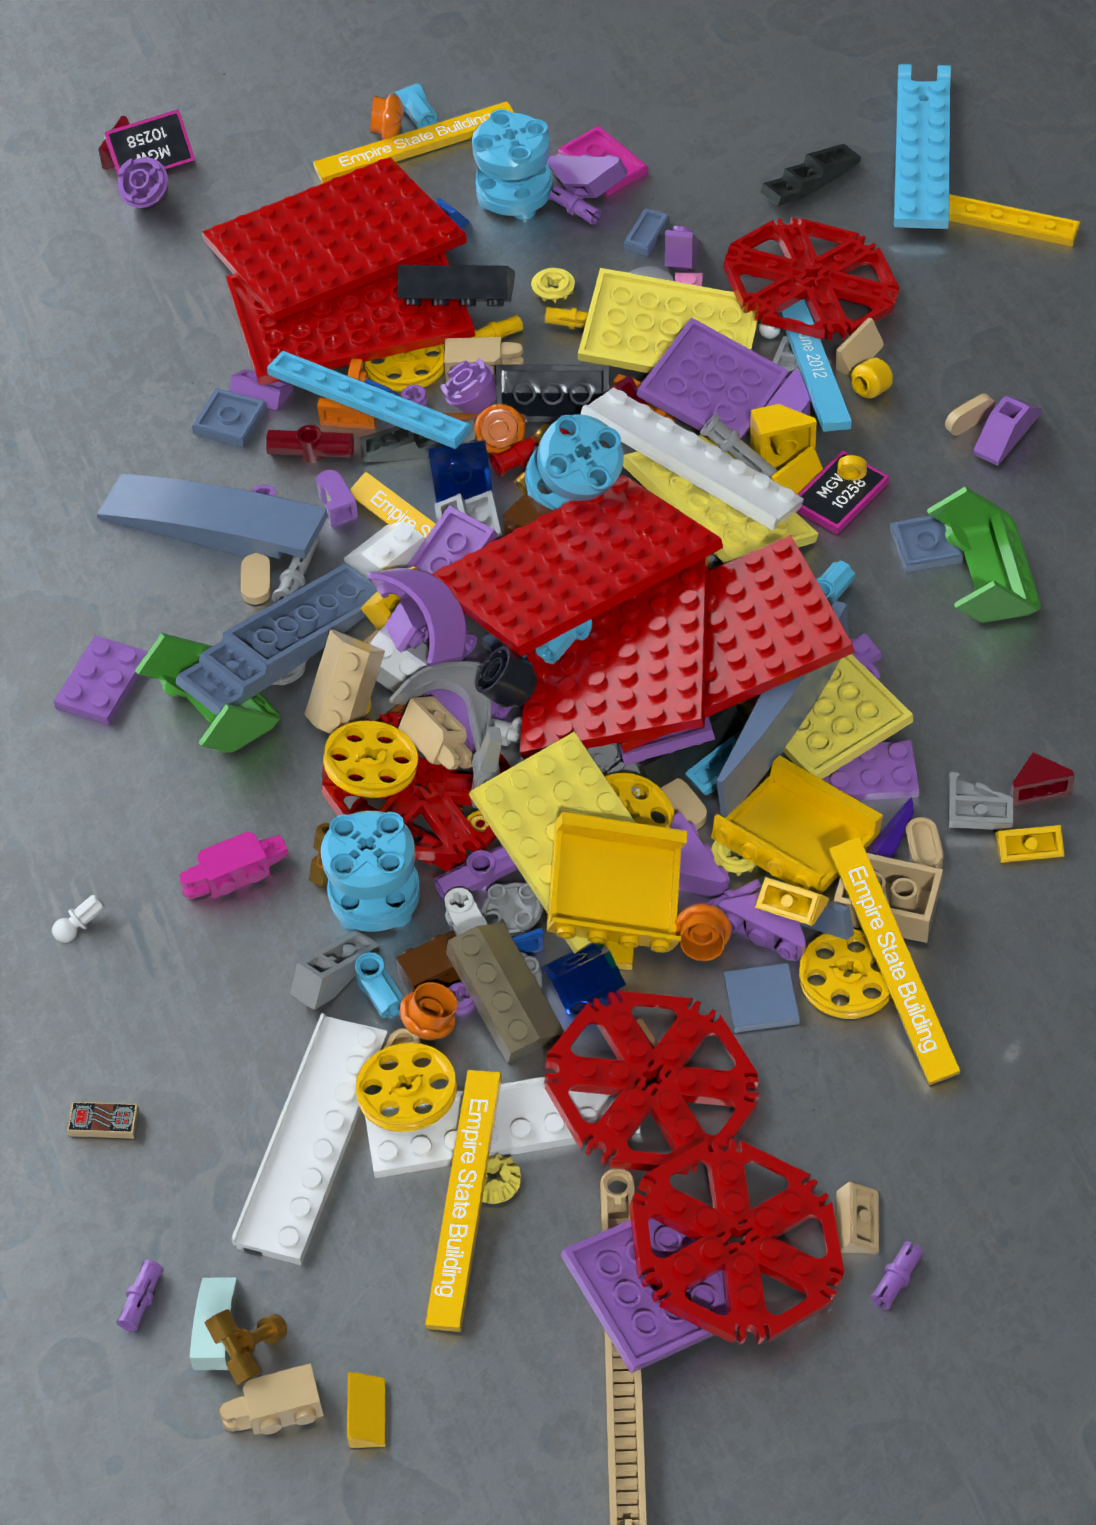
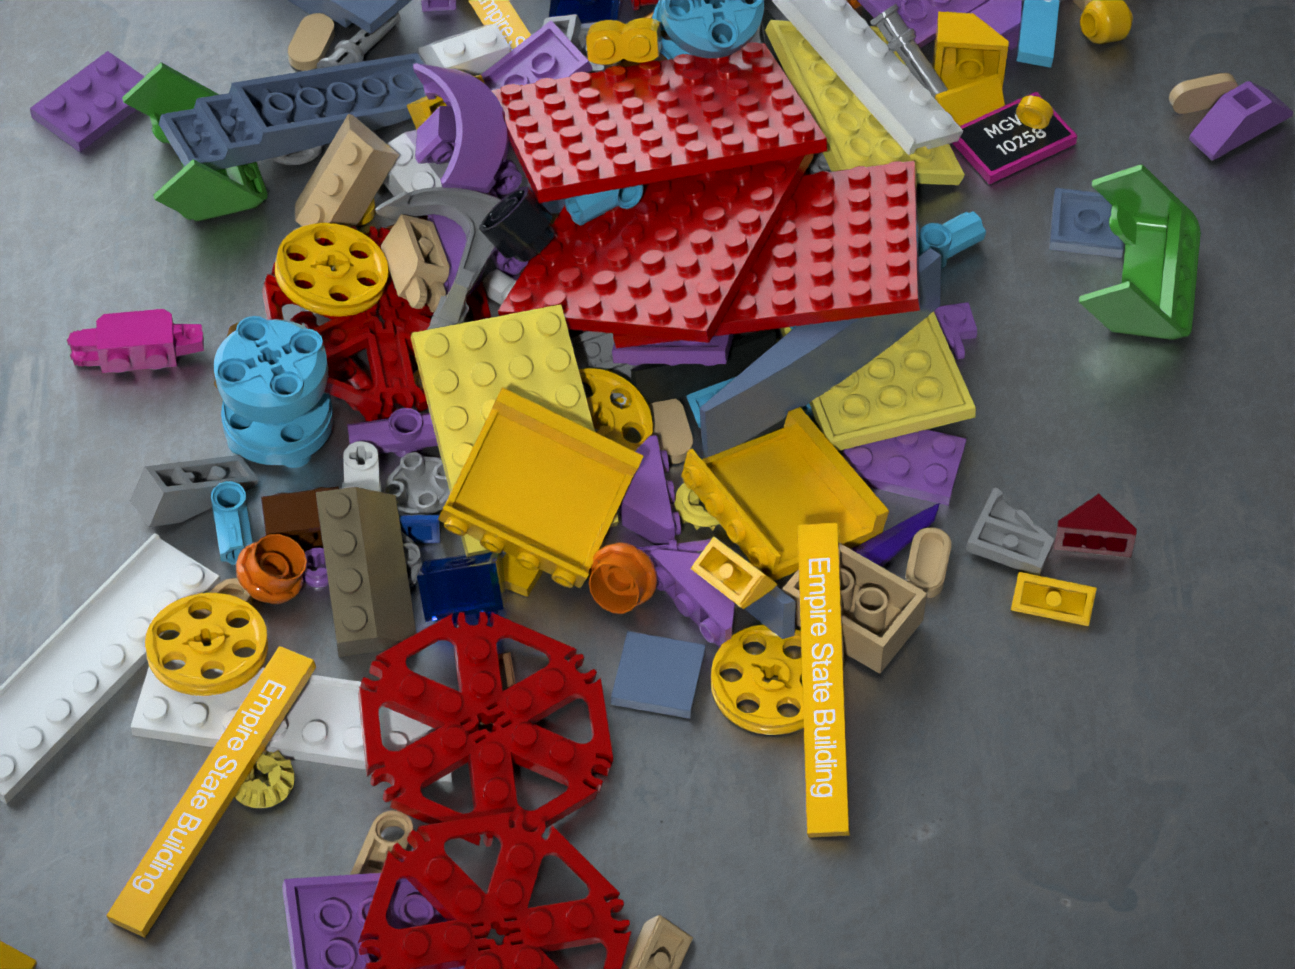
camera: 15 degrees right, 0 degrees up
(524, 502) = (634, 41): none -> yellow brick

